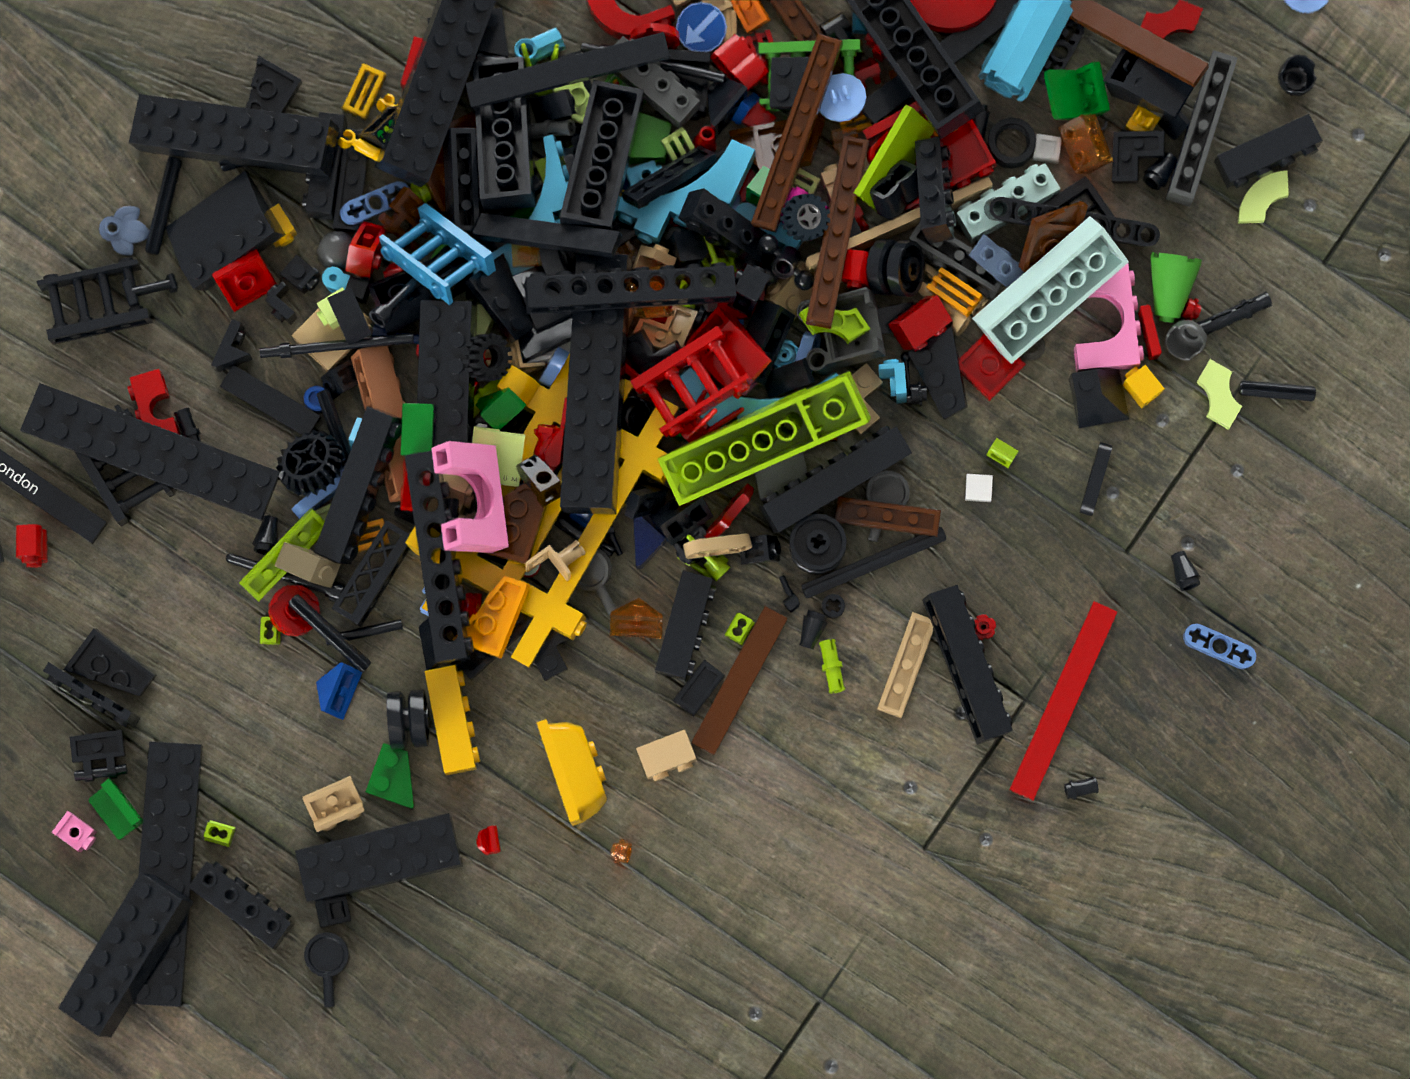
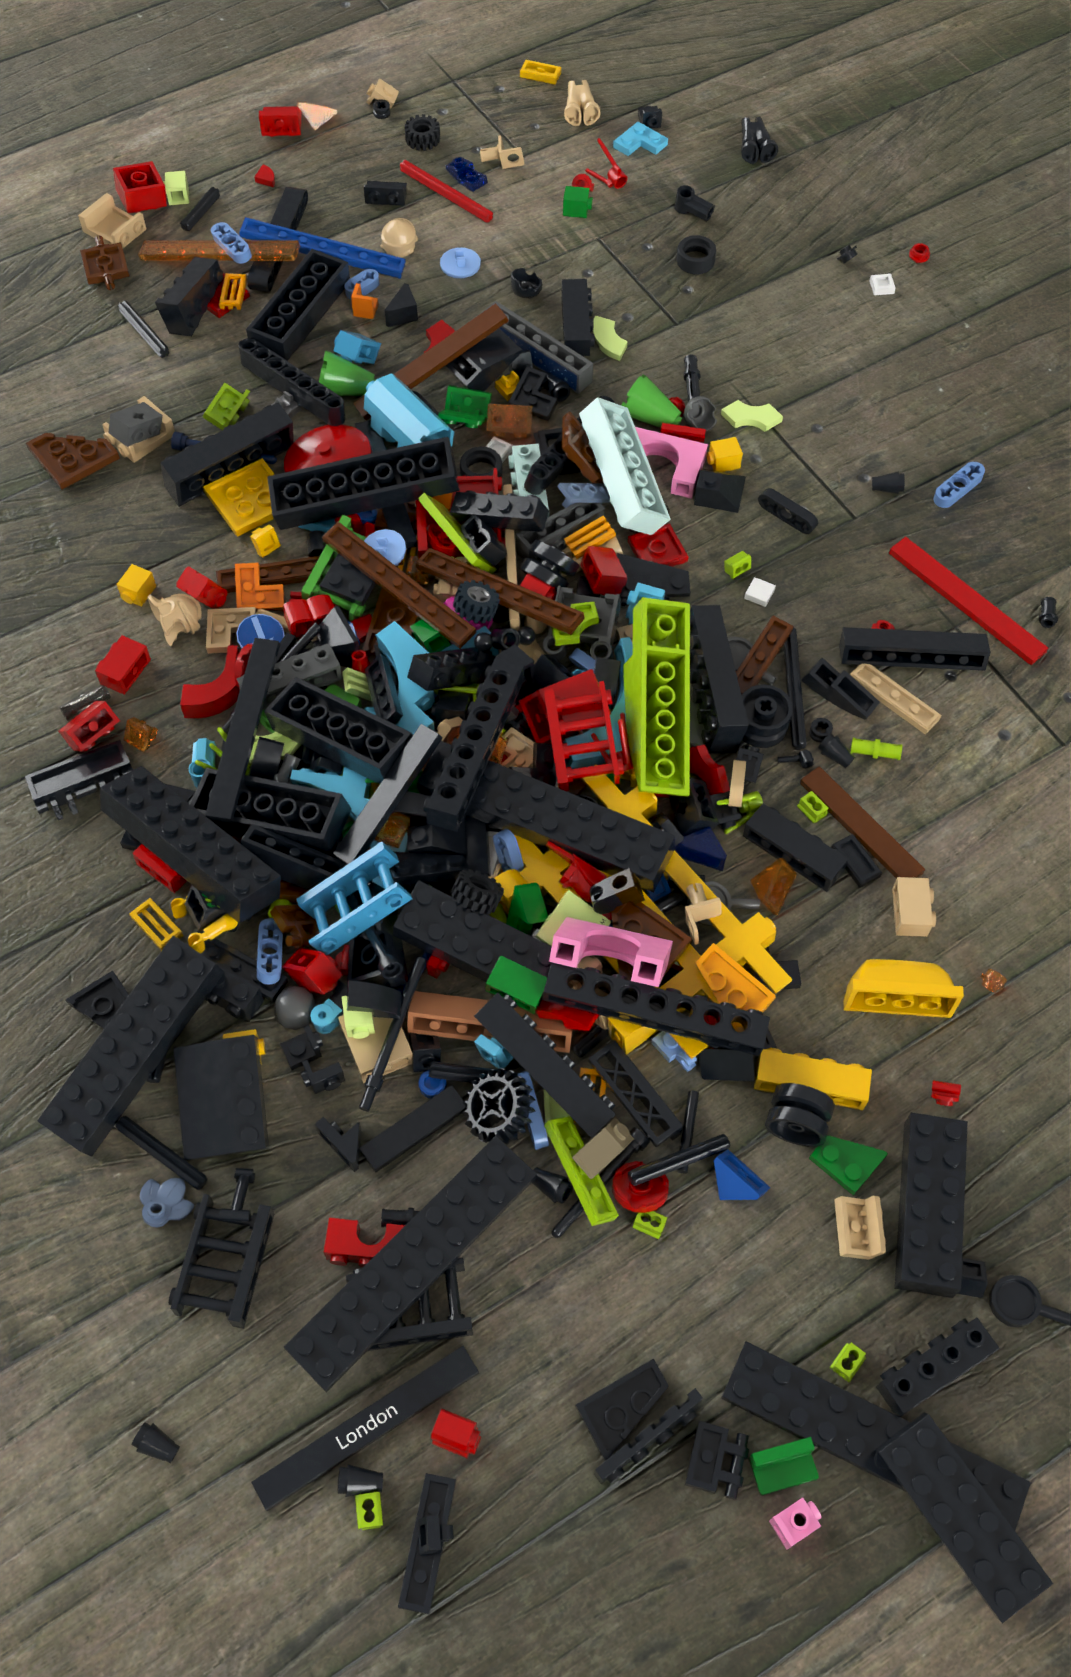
camera: 70 degrees left, 20 degrees down
(244, 280) = (282, 1096): red tile -> none
(887, 609) = (840, 689): none -> black slope
(1276, 390) = (765, 380): black axle -> none

